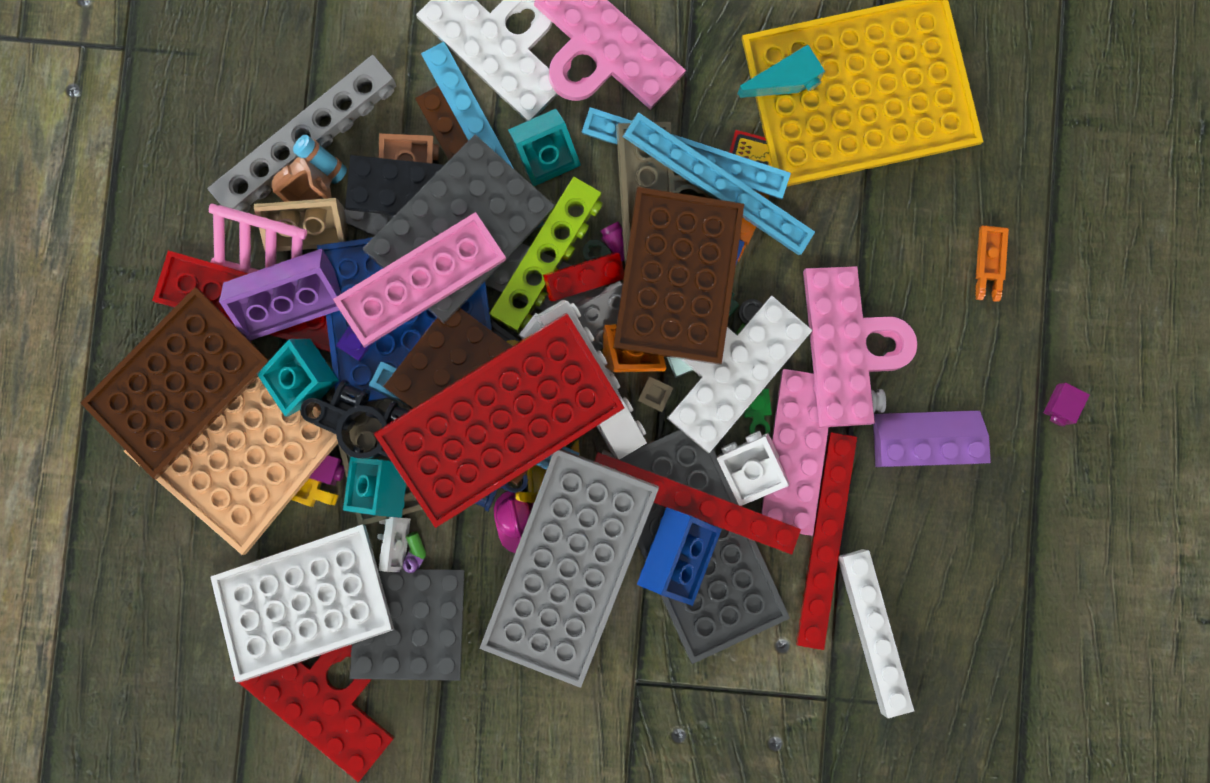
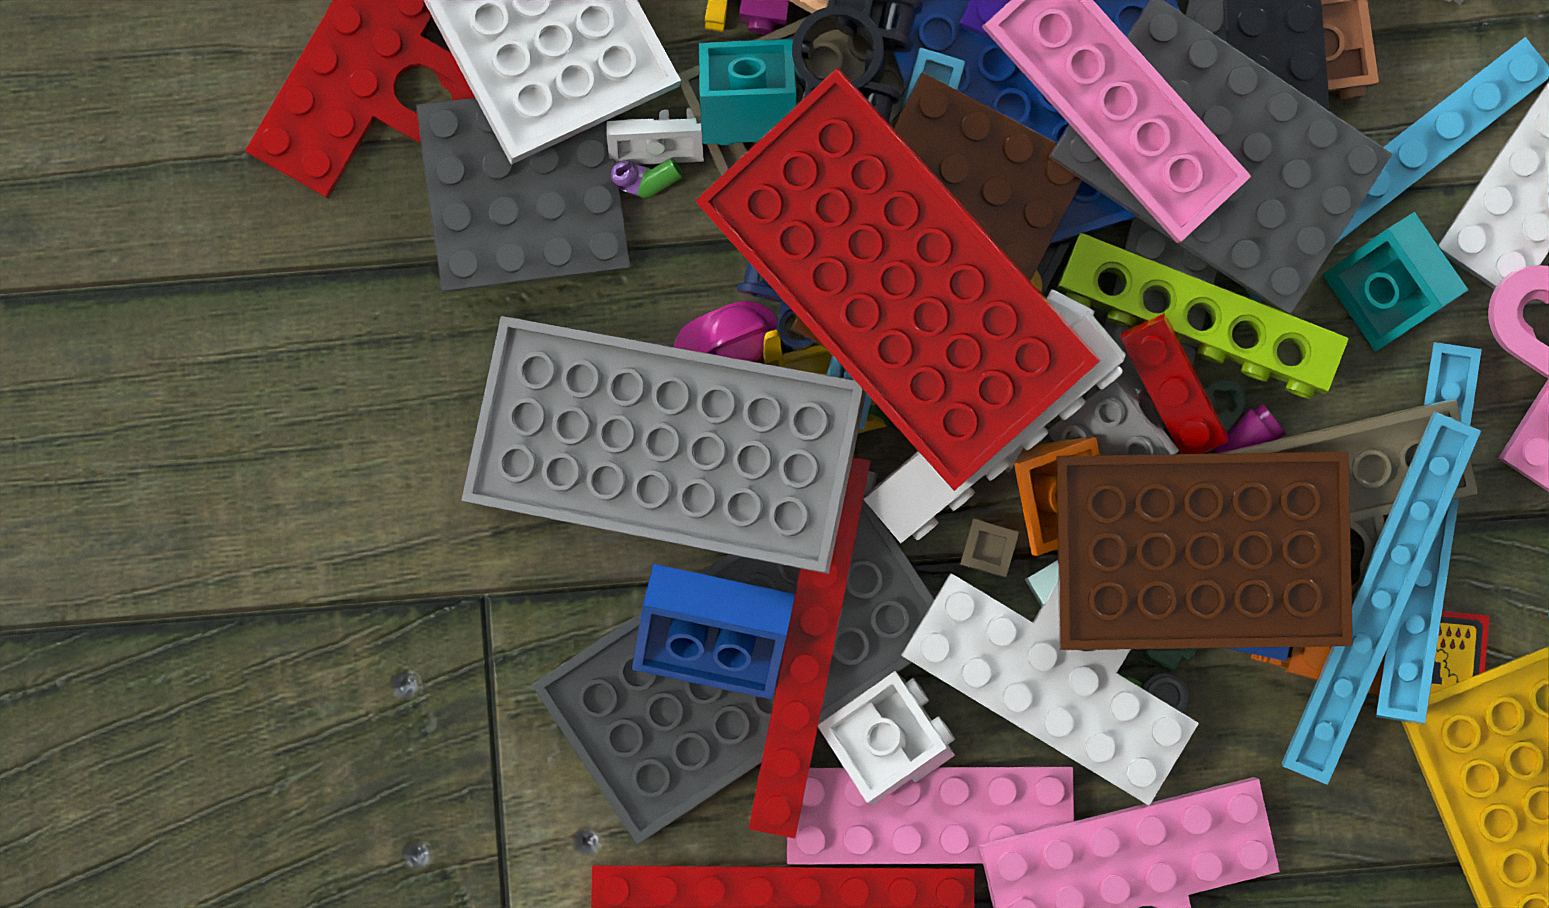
camera: 90 degrees right, 0 degrees up
(442, 121) = (1409, 95): reddish brown plate -> none
(757, 410) = (994, 734): green plate -> none

